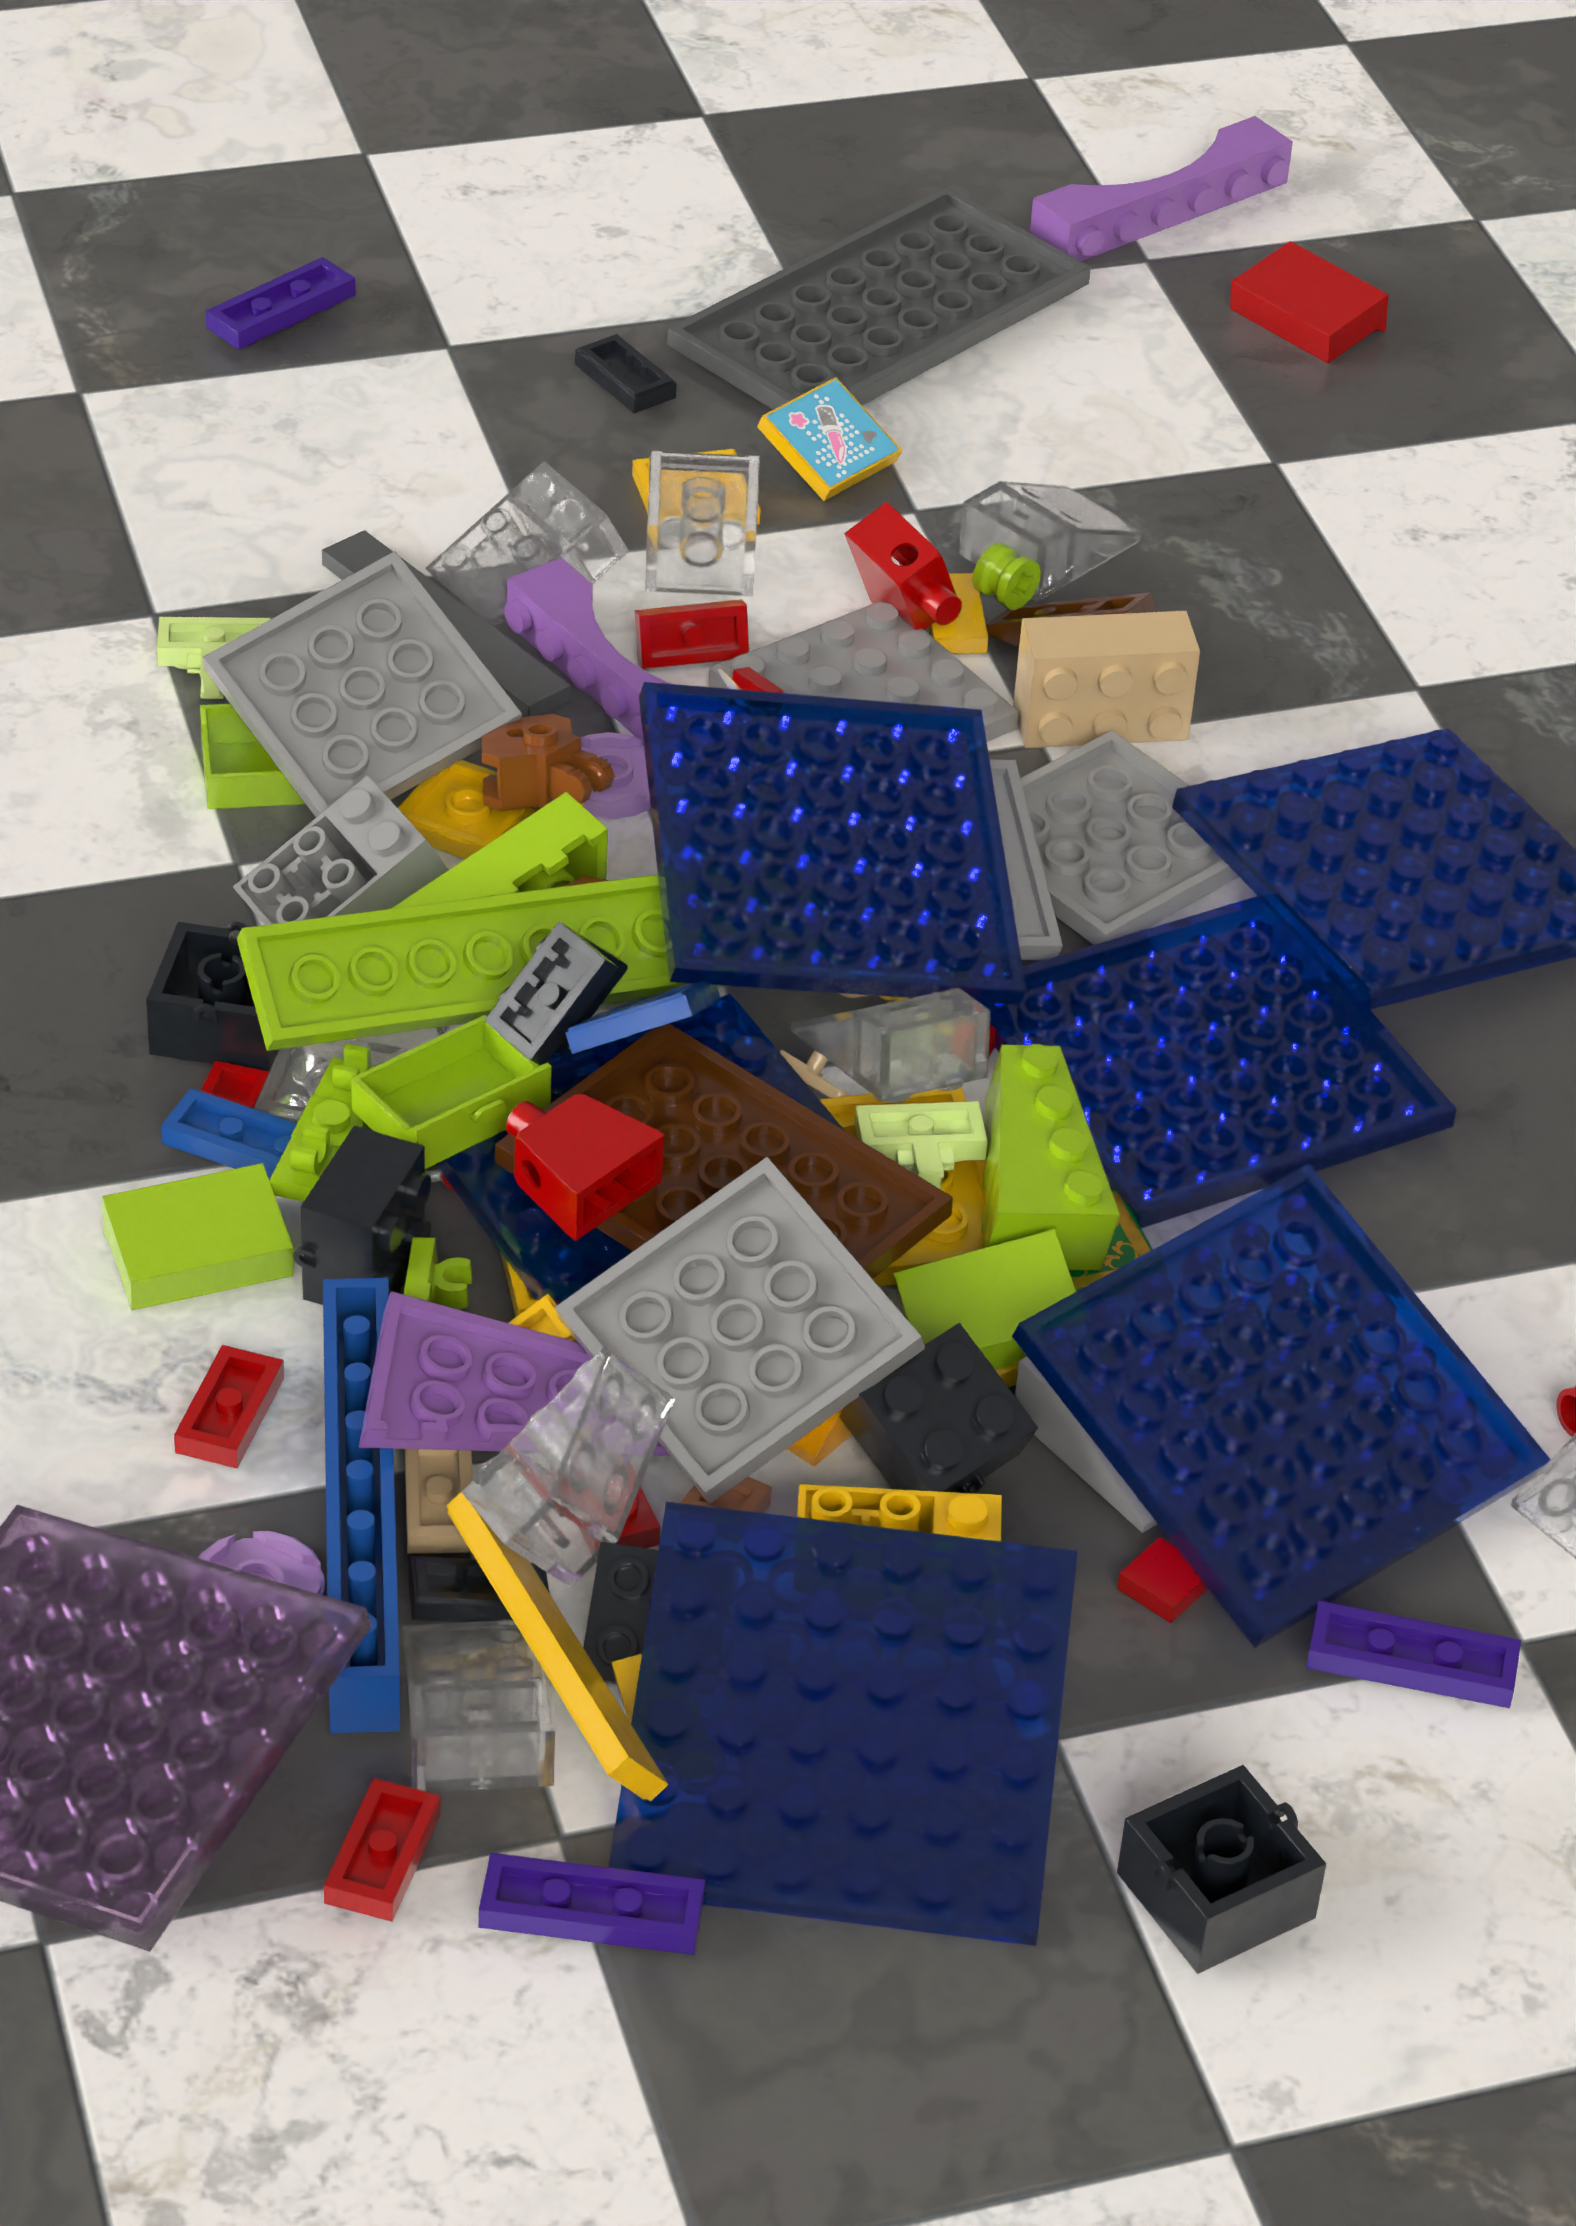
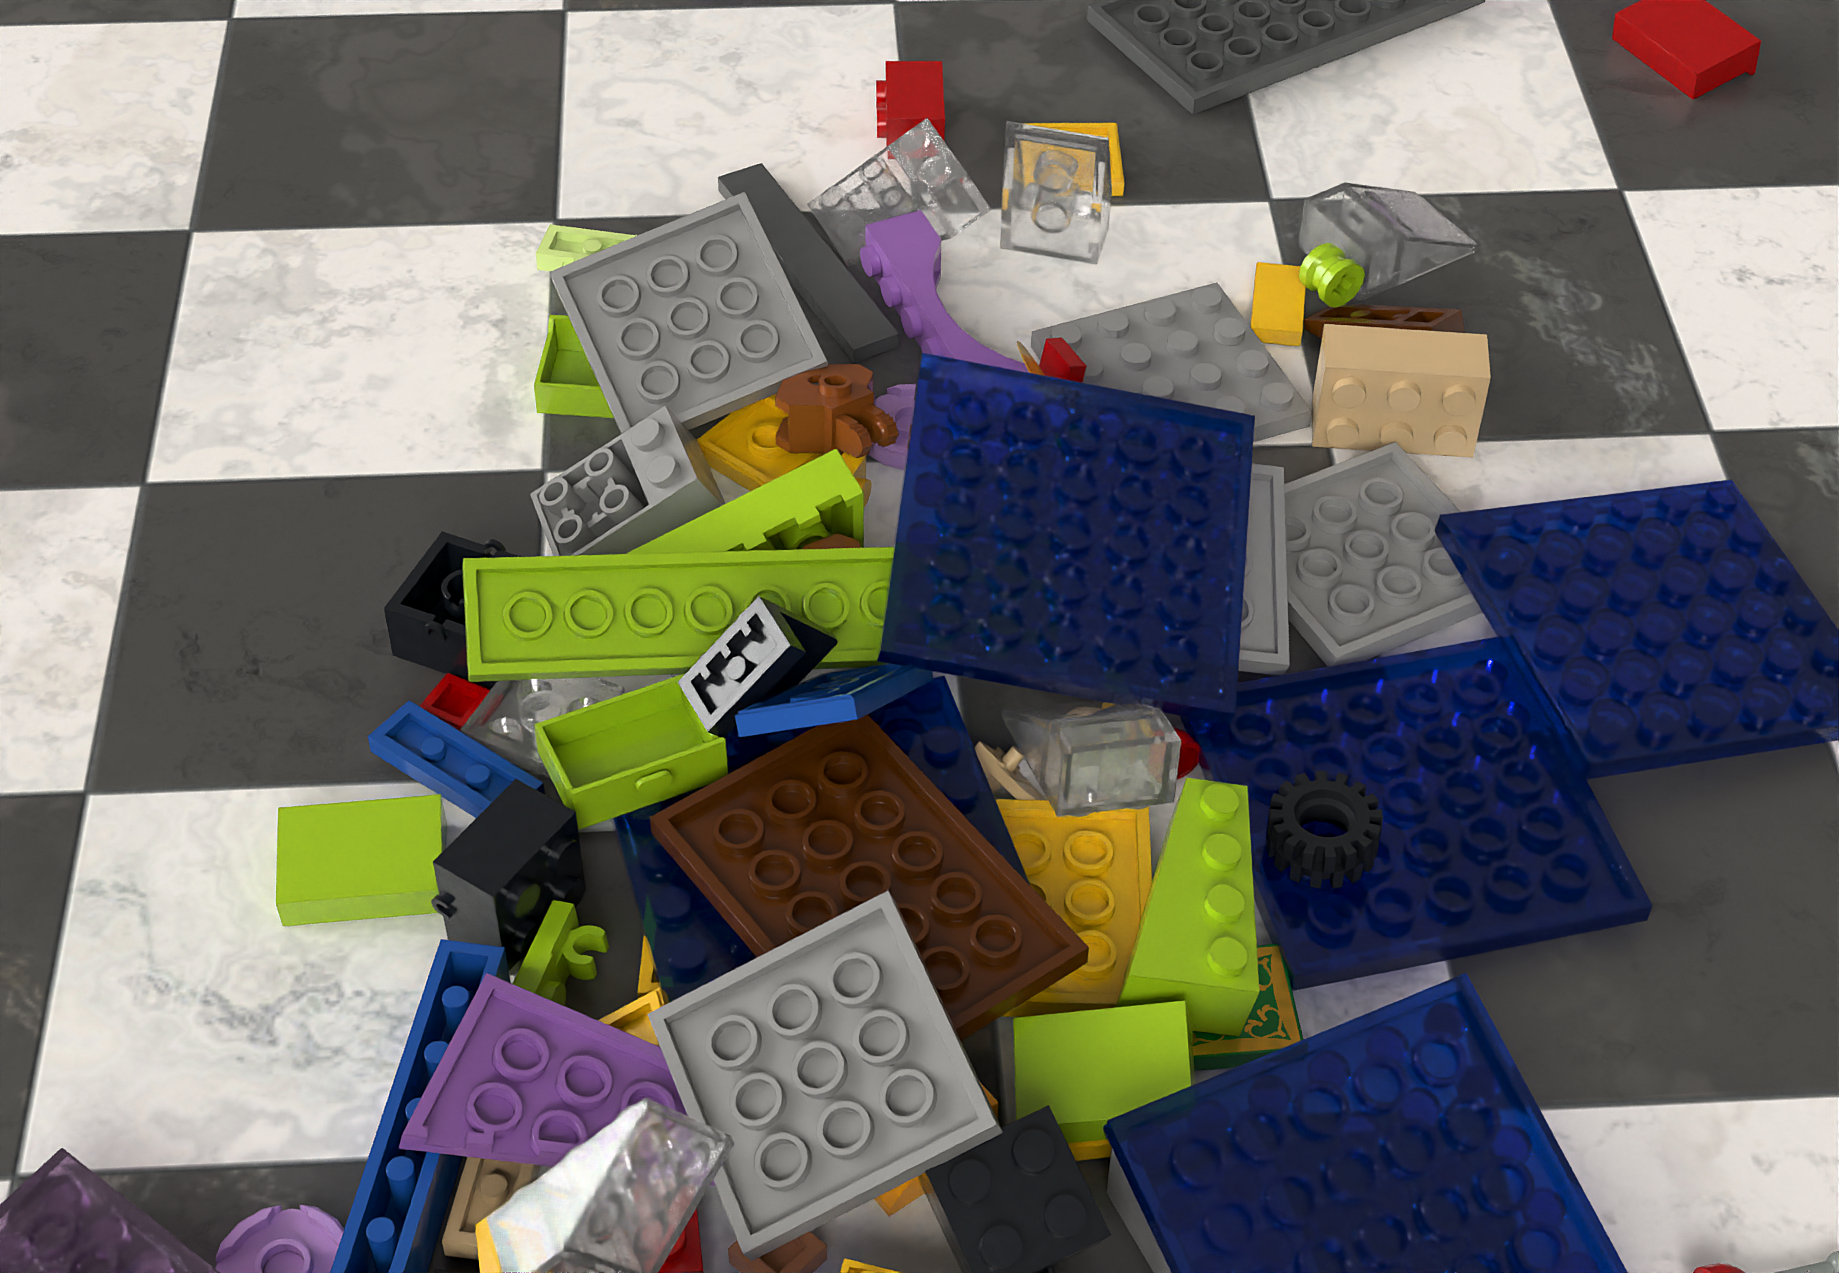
camera: 15 degrees right, 5 degrees up
(229, 1406) = (326, 1055): red plate -> none
(321, 1126) = (510, 759): lime plate -> none
(506, 447) = (908, 97): none -> red brick
(583, 1160) = (720, 855): red torso -> none
(625, 373) = (1039, 42): black plate -> none
(691, 633) = (1024, 296): red tile -> none
(829, 438) = (1204, 123): tile -> none
(918, 586) = (1243, 279): red torso -> none
(924, 1135) = (1087, 864): yellowish green hinge -> none
(1137, 1103) = (1319, 855): none -> black tyre

